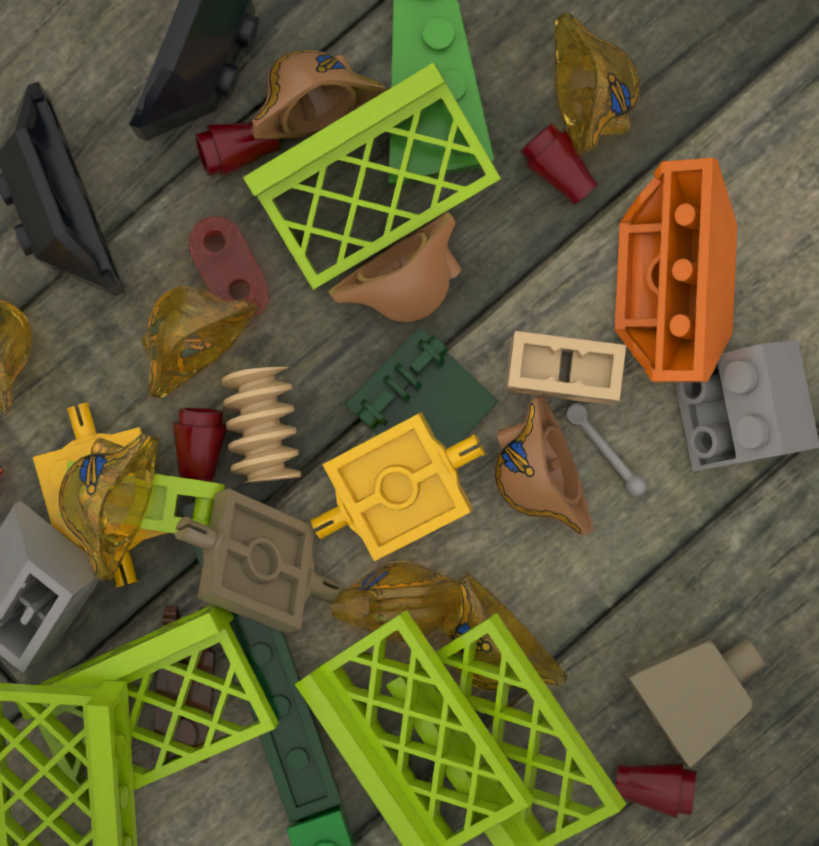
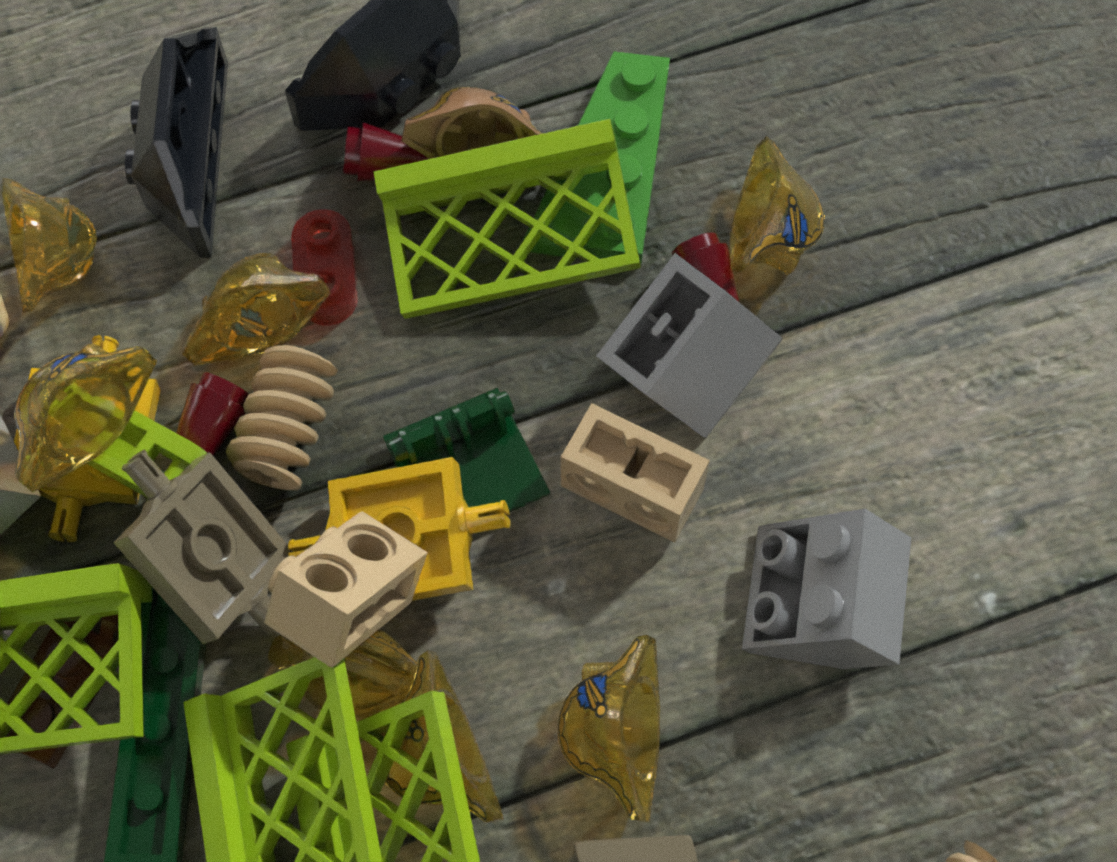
camera: 25 degrees right, 20 degrees down
(391, 549) = (343, 587): none -> tan brick
(406, 277) = (502, 333): medium nougat hat -> none
(539, 472) = (565, 573): medium nougat hat -> none
(569, 241) = (689, 346): none -> light grey slope
(577, 416) = (633, 542): light grey hinge -> none
(621, 577) = (614, 726): none -> clear yellow hat
(678, 272) = (802, 419): orange wedge -> none

